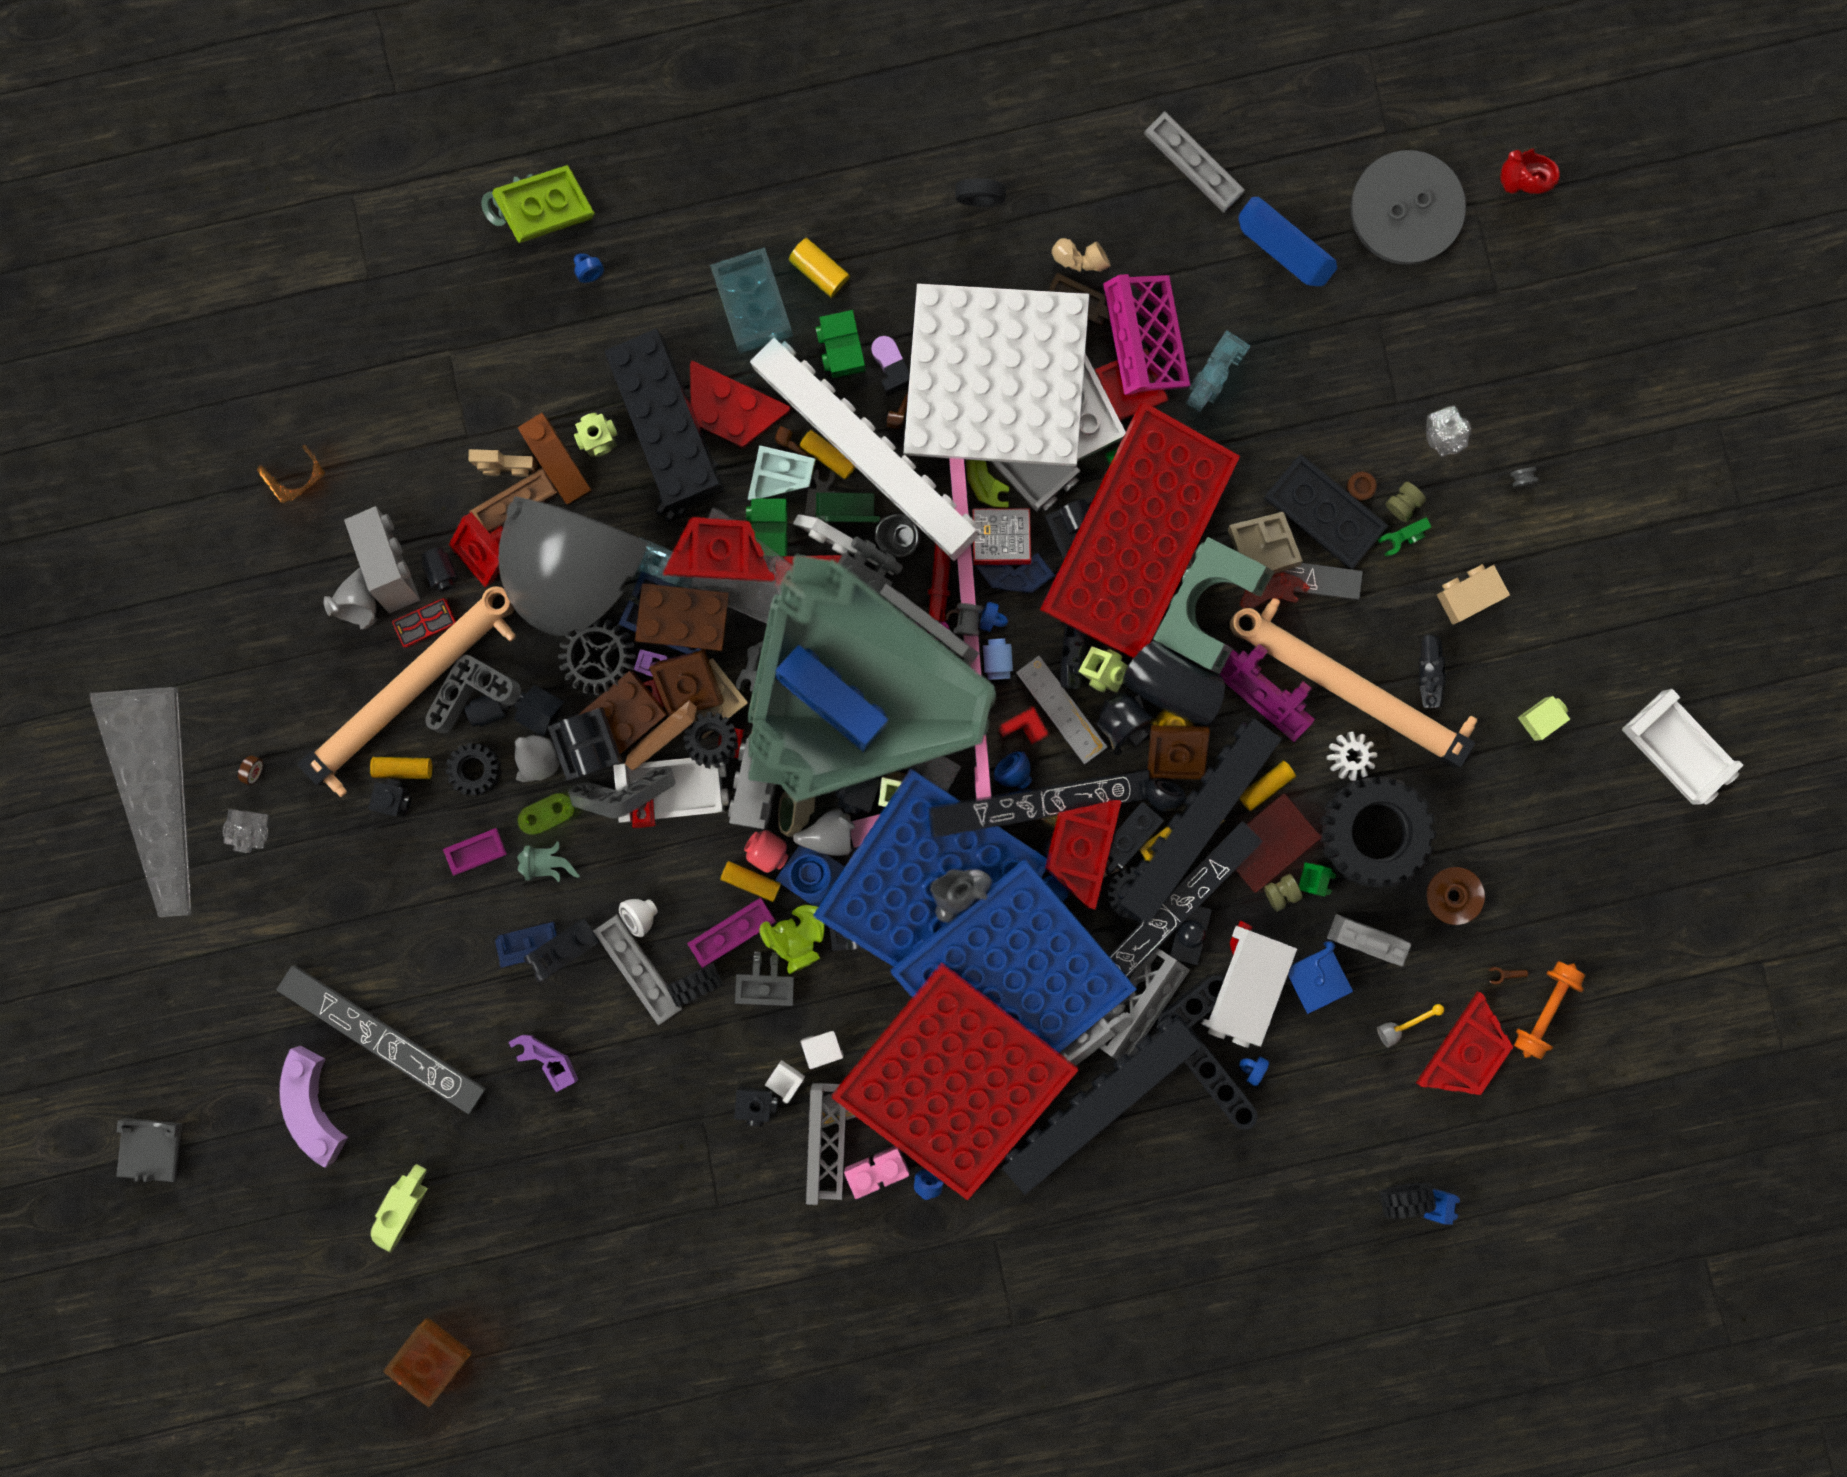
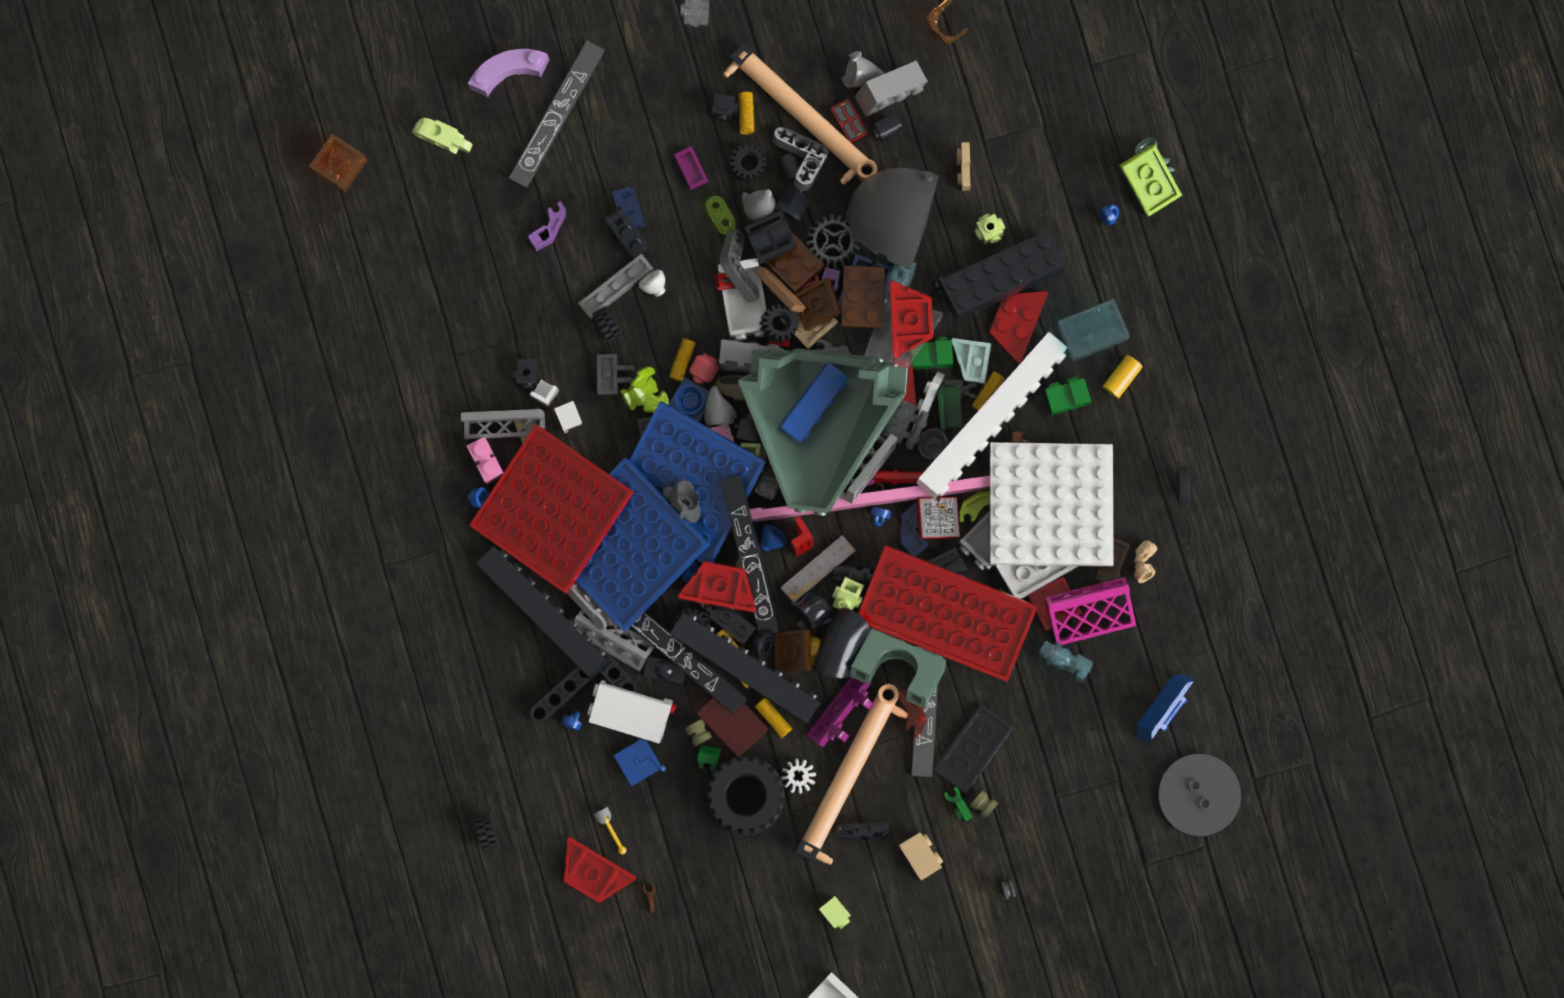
camera: 90 degrees right, 5 degrees down
(250, 770) = (737, 10): reddish brown tile -> none
(478, 548) = (903, 153): red tile -> none
(534, 487) = (946, 185): medium nougat tile -> none
(539, 863) = (686, 212): sand green piece -> none
(554, 458) = (971, 201): dark orange slope -> none
(730, 932) = (645, 348): magenta plate -> none
(783, 438) = (999, 361): reddish brown hand -> none
(888, 356) = (1056, 432): leg -> none
(968, 619) = (874, 494): dark grey bush -> none
(997, 659) = (850, 521): light blue brick -> none
(1194, 162) = (1220, 639): light grey tile -> none
(1267, 542) = (946, 705): dark tan plate -> none
(1361, 486) = (993, 773): reddish brown tile -> none
(1369, 940) = (668, 793): light grey piece -> none
(1445, 1207) = (483, 859): blue tile -> none
(1447, 431) = (1036, 830): clear brick -> none
(1469, 899) = (695, 848): reddish brown dish -> none
(1529, 173) = (1230, 880): red hair -> none
(1567, 977) = (650, 938): orange piece -> none

